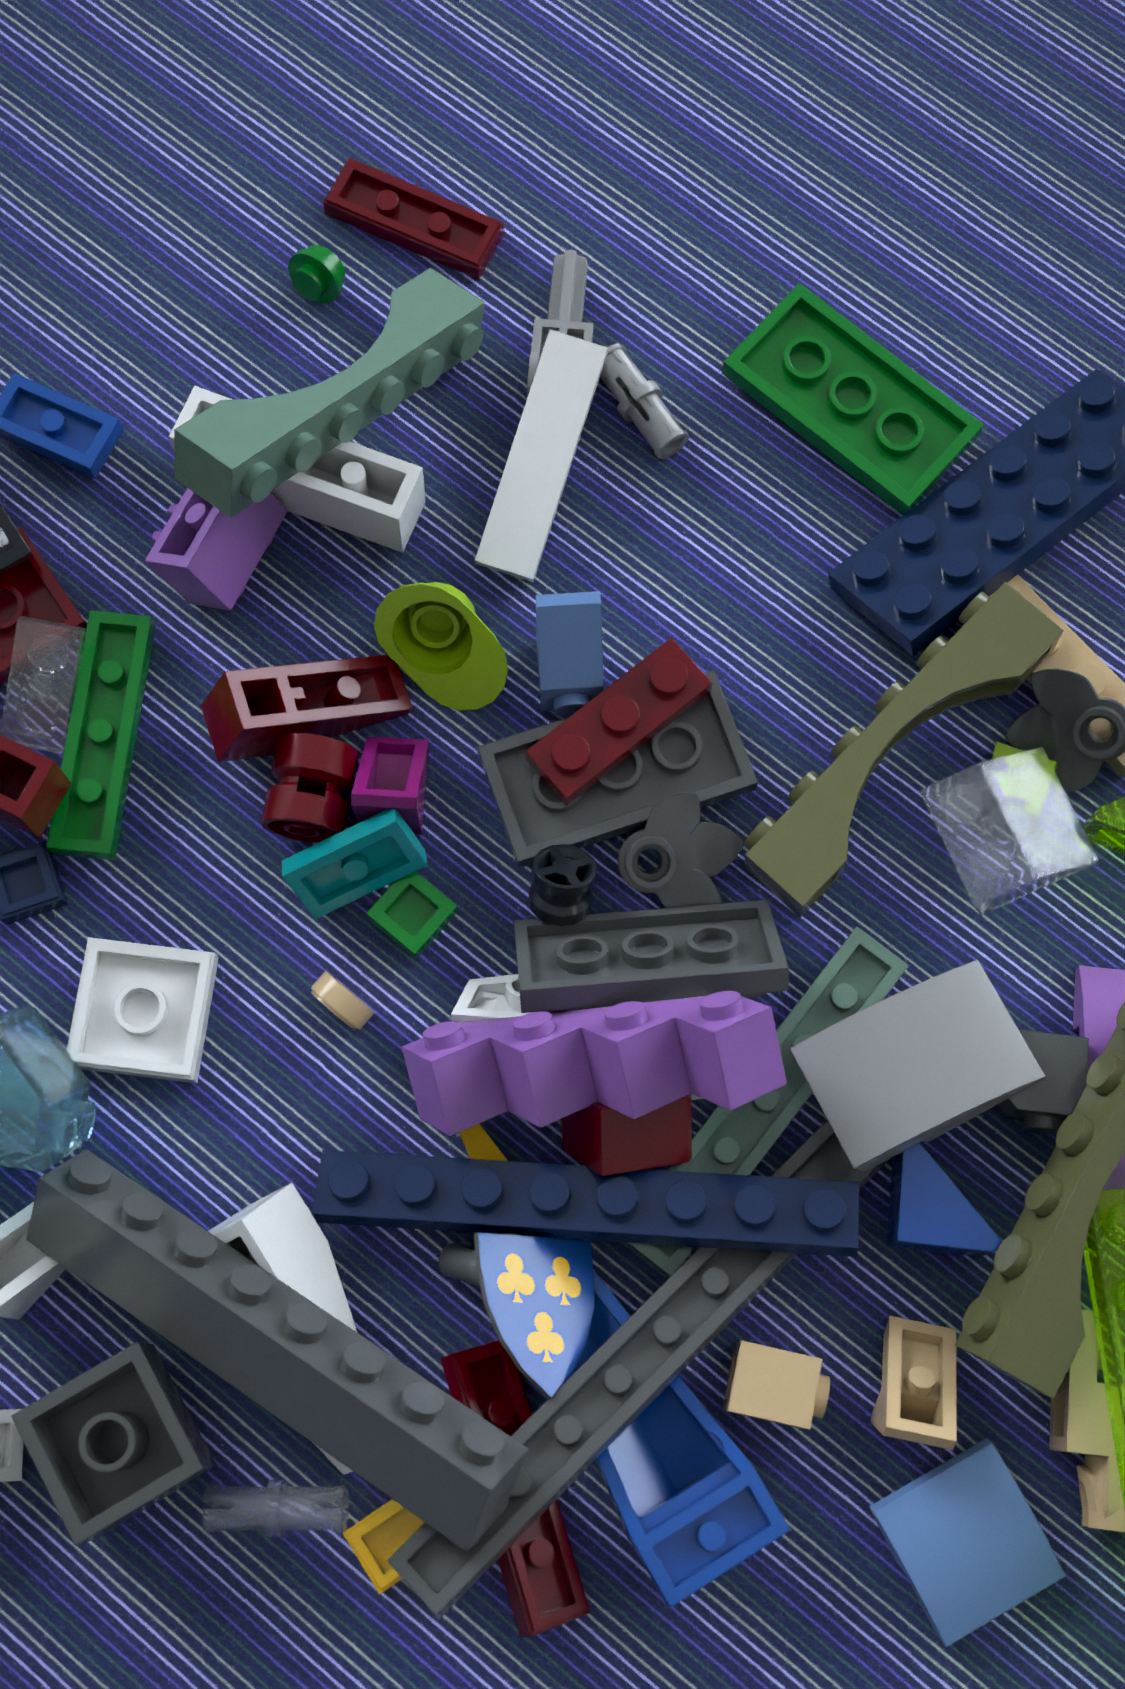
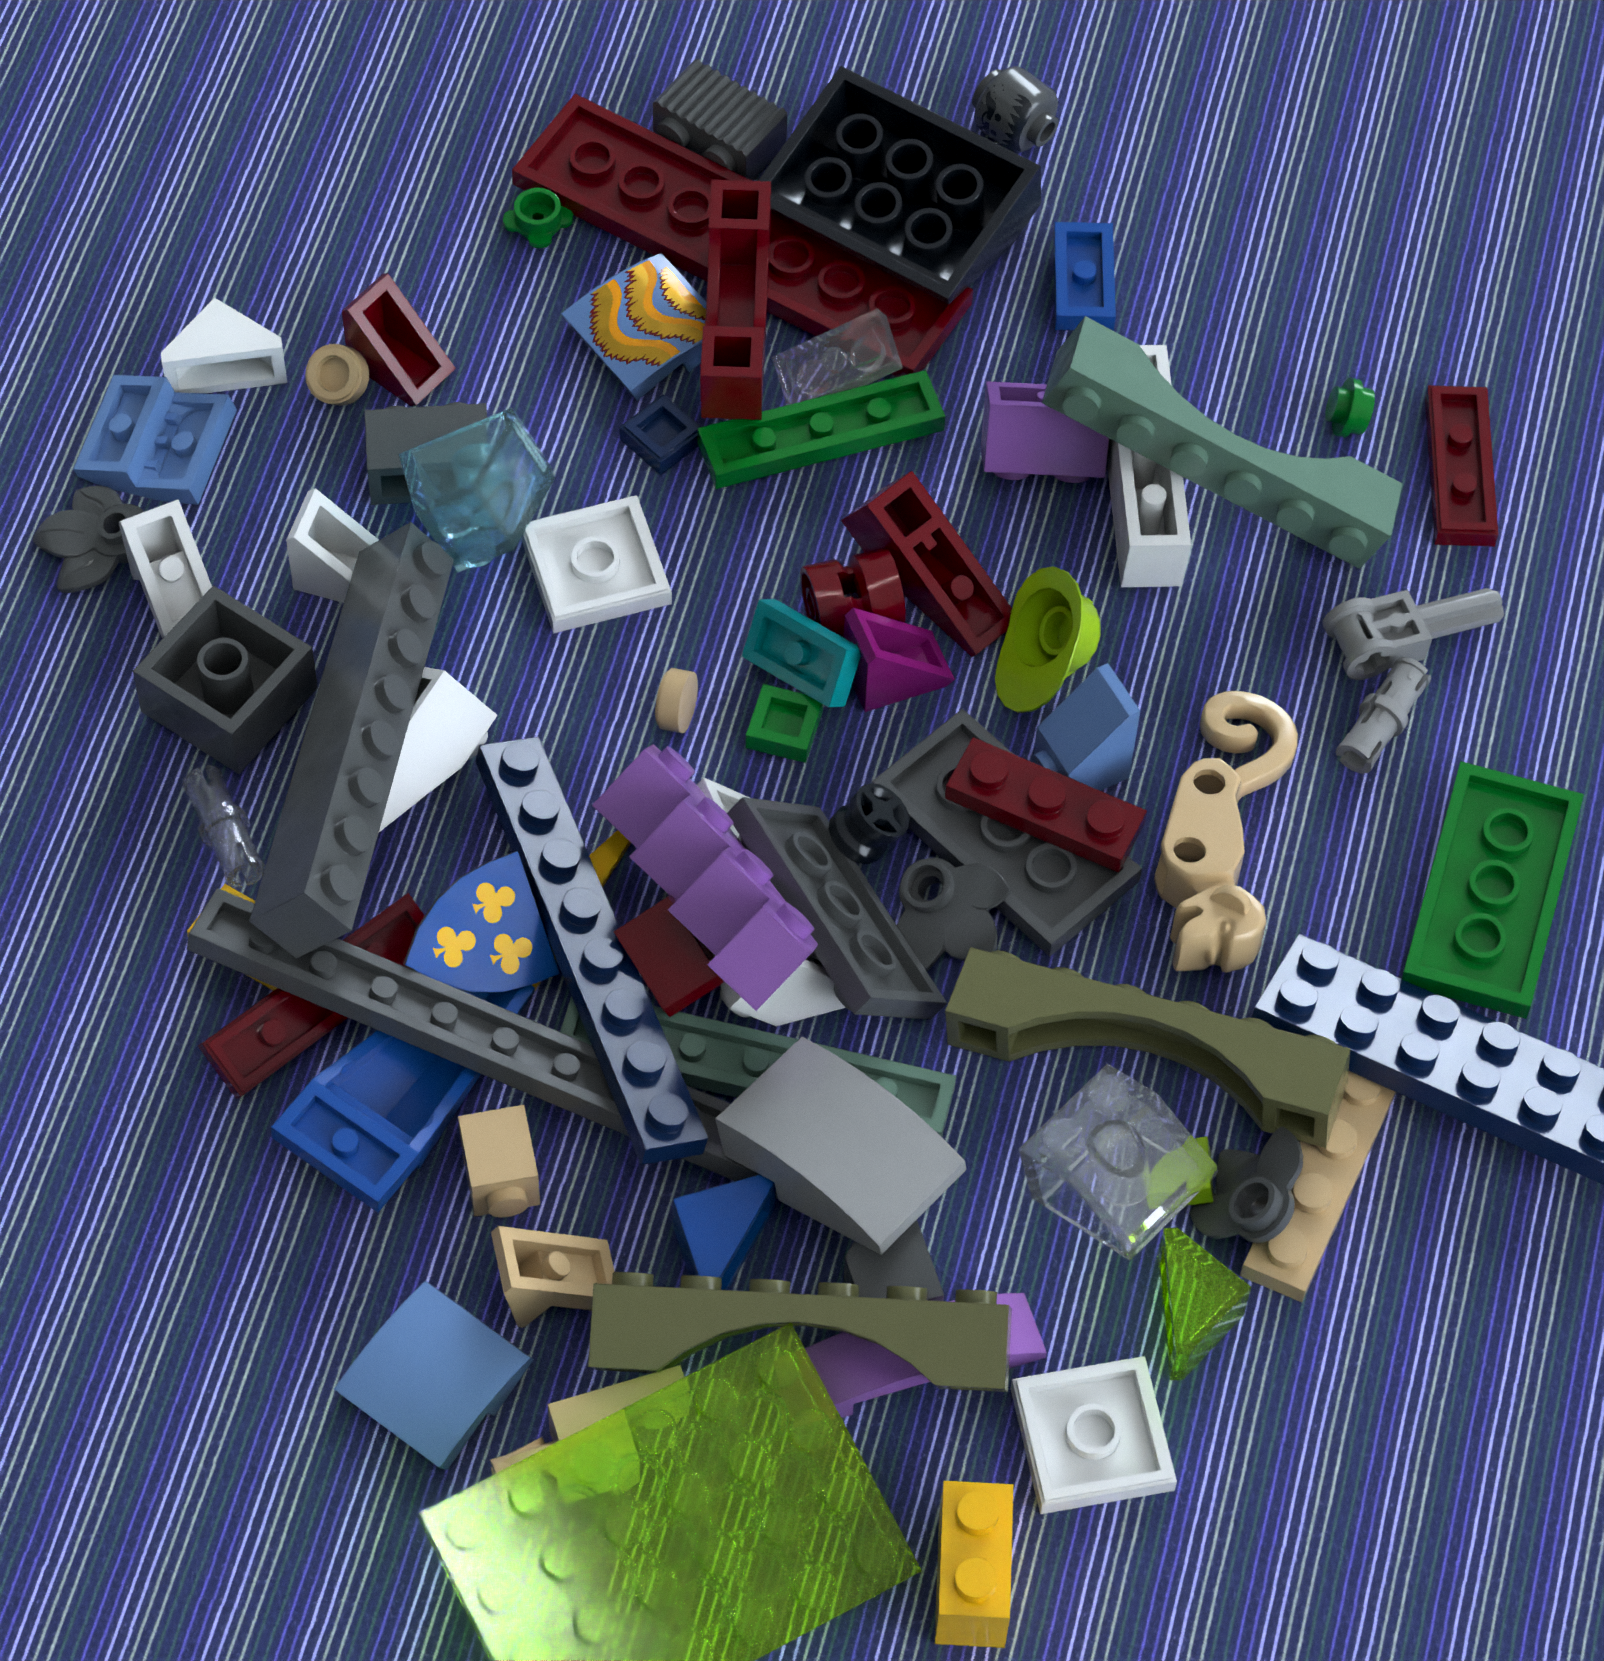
camera: 65 degrees right, 15 degrees down
(541, 455) = (1271, 647): white tile -> none
(709, 600) = (1205, 837): none -> tan animal

